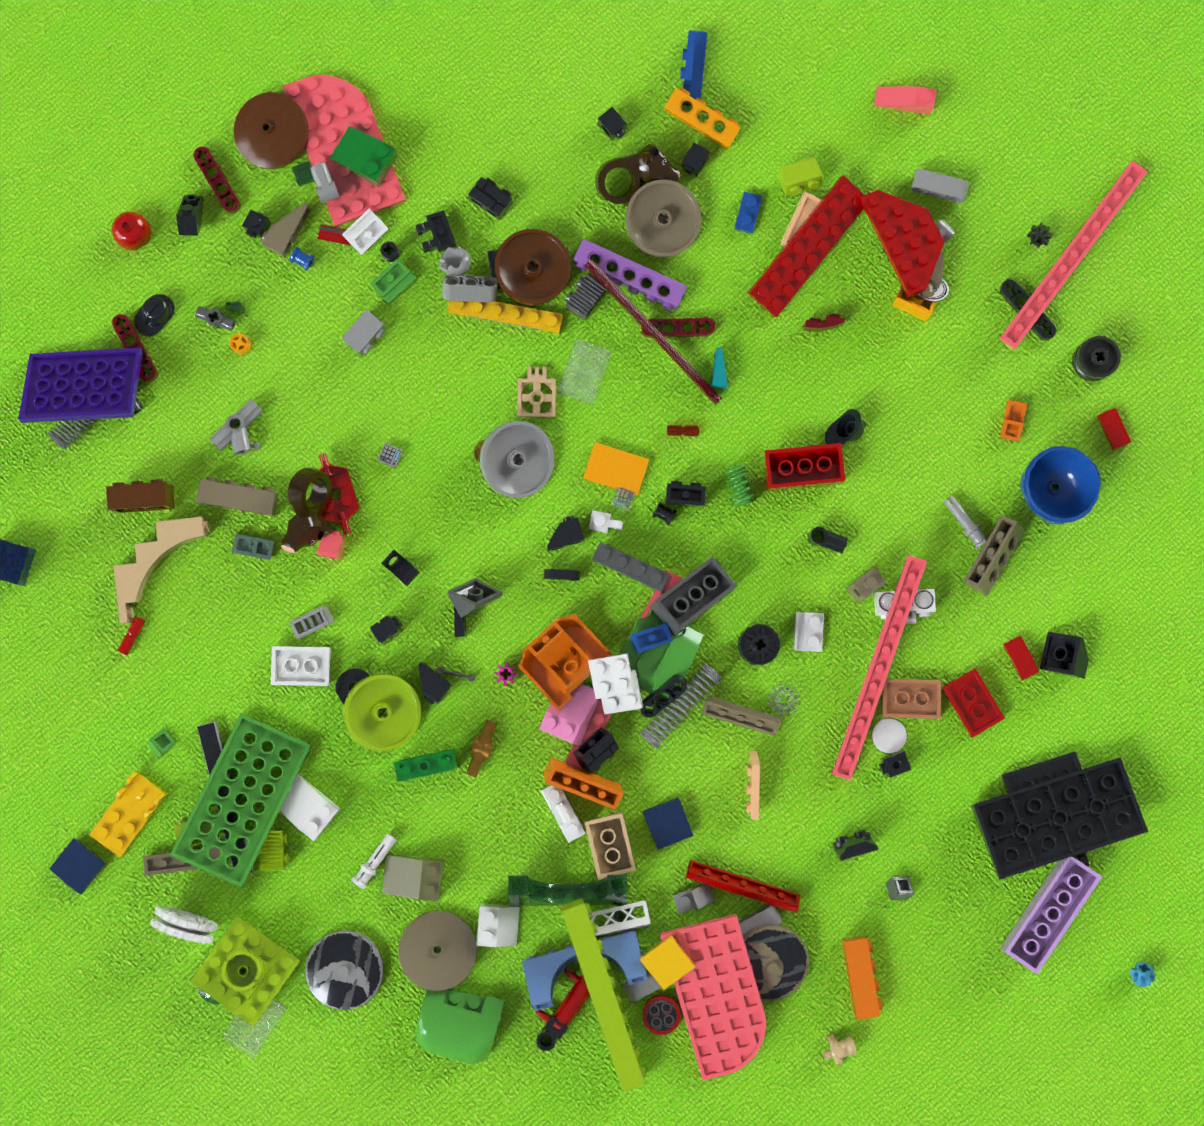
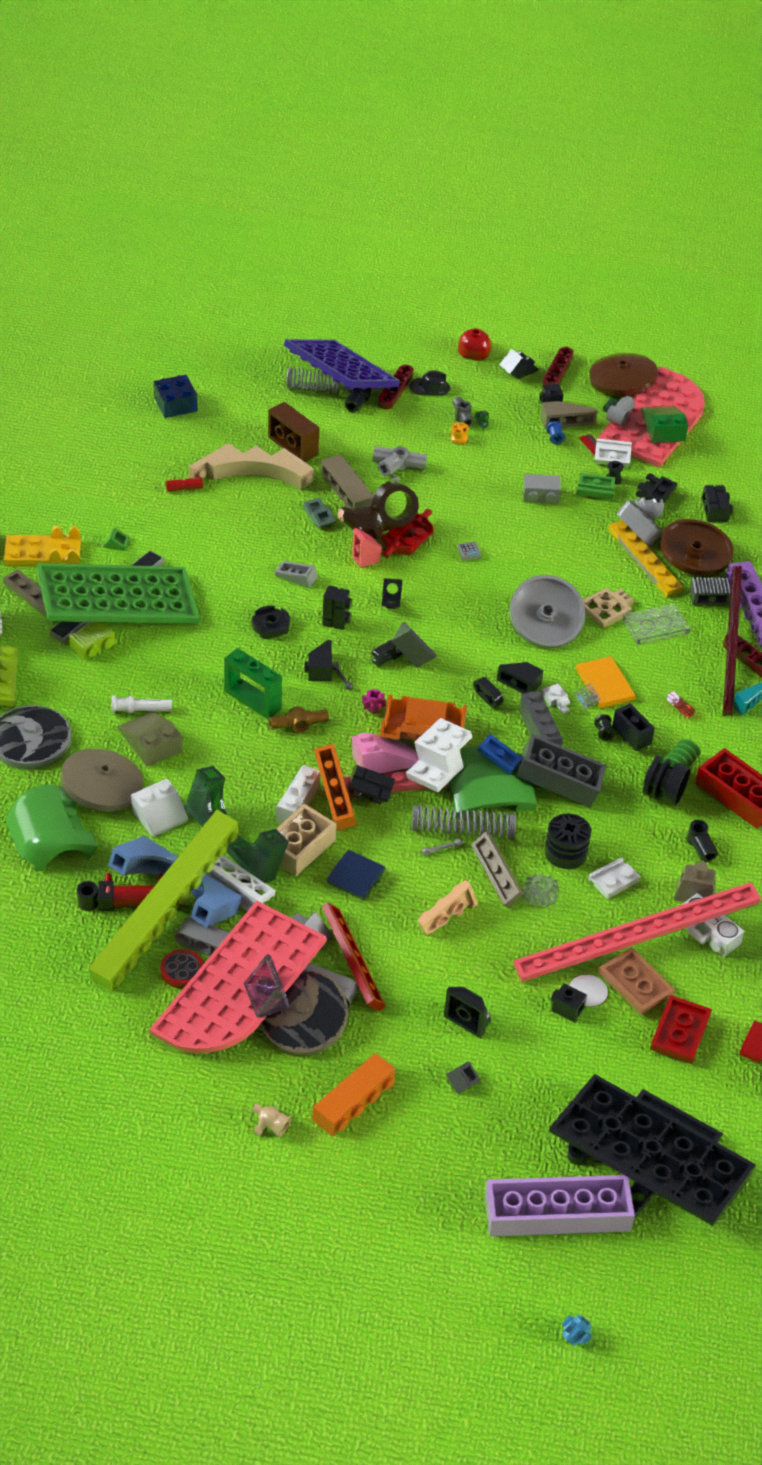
camera: 50 degrees right, 40 degrees down
(300, 666) = (256, 582): white plate -> none
(308, 808) = (146, 645): white slope -> none
(385, 729) = (270, 636): lime dish -> none
(660, 704) = (454, 794): black beam -> none
(667, 962) = (237, 919): yellow tile -> none
(691, 720) = (426, 851): none -> light grey hinge
(750, 990) = (266, 989): none -> clear purple slope
(758, 520) = (669, 781): none -> black wheel

